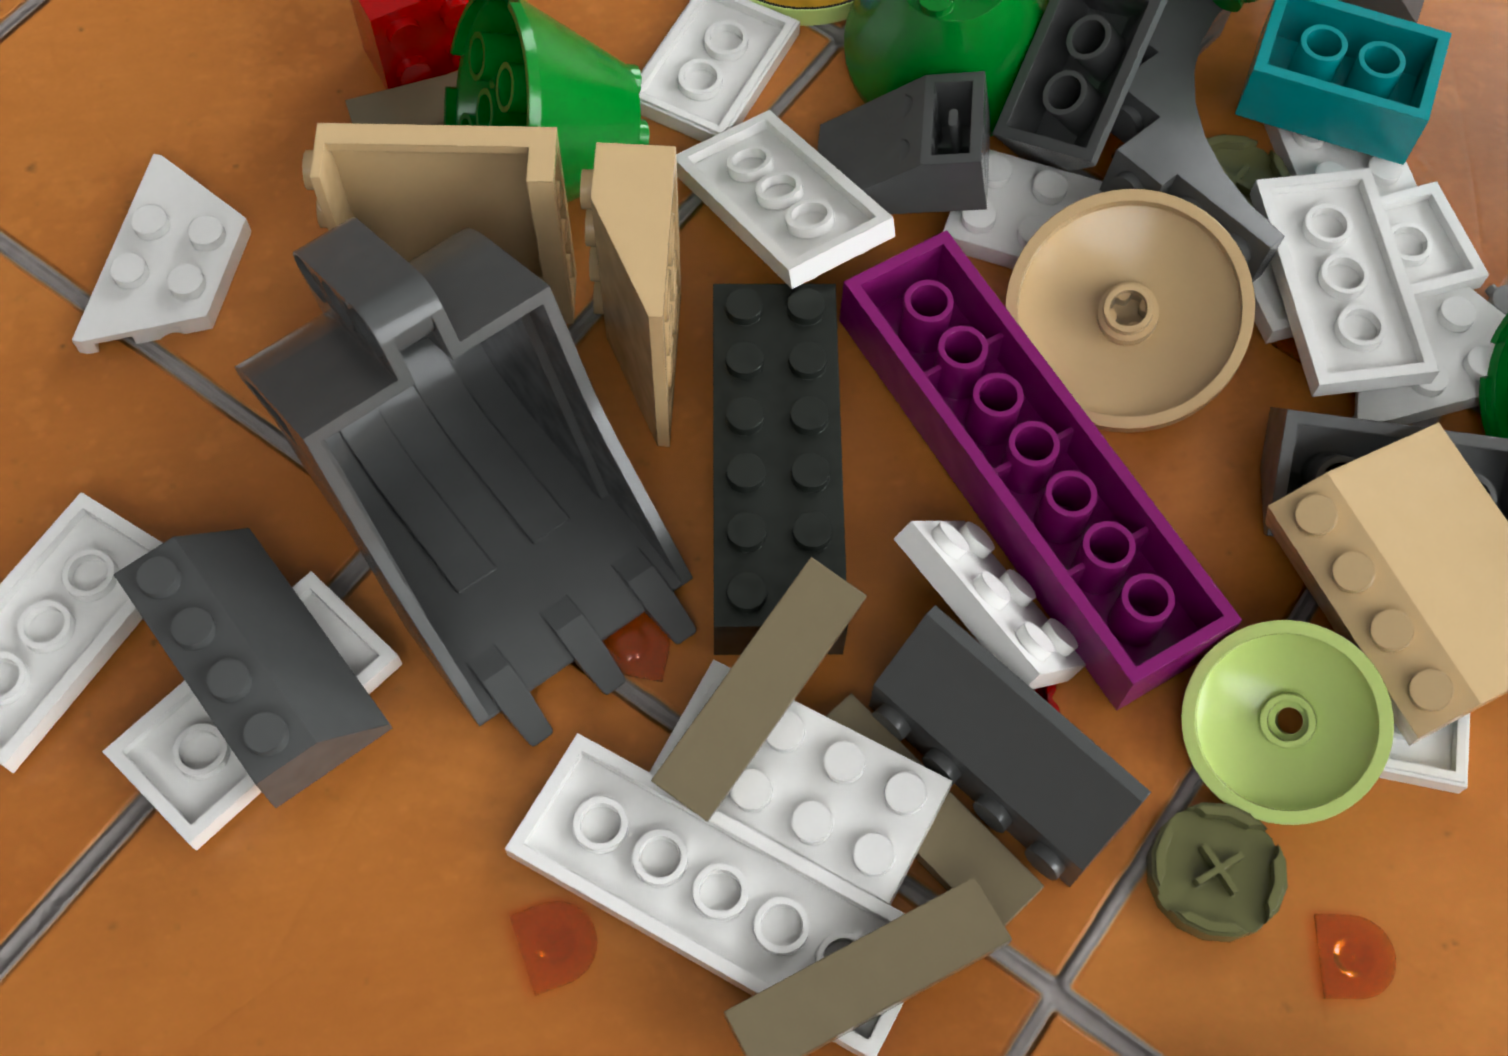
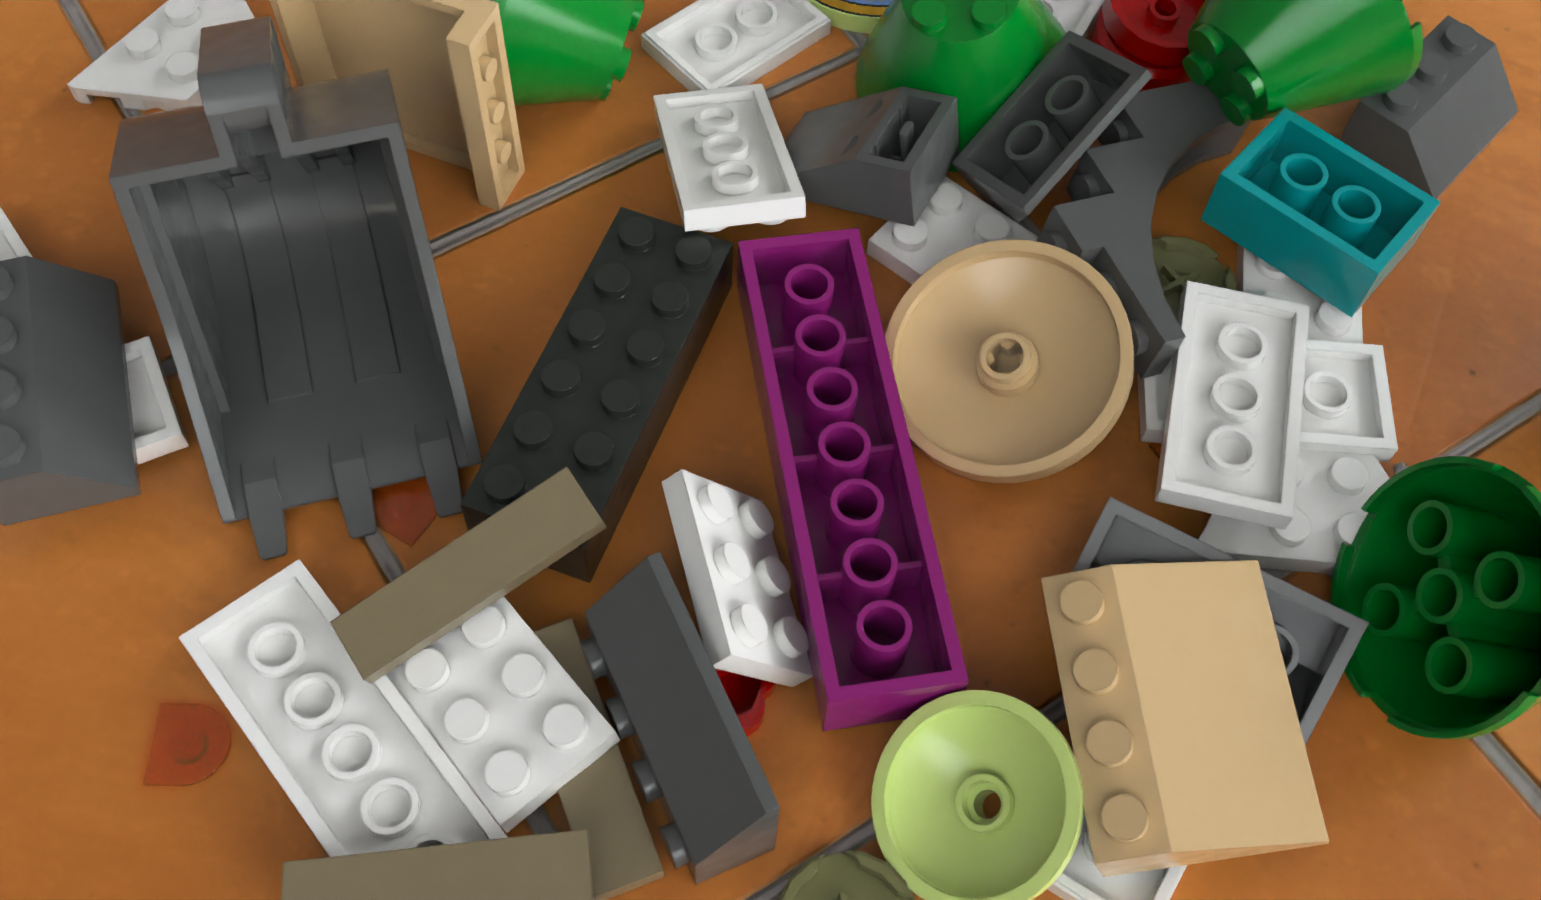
camera: 20 degrees right, 5 degrees down
(637, 268) = (545, 168): tan slope -> none

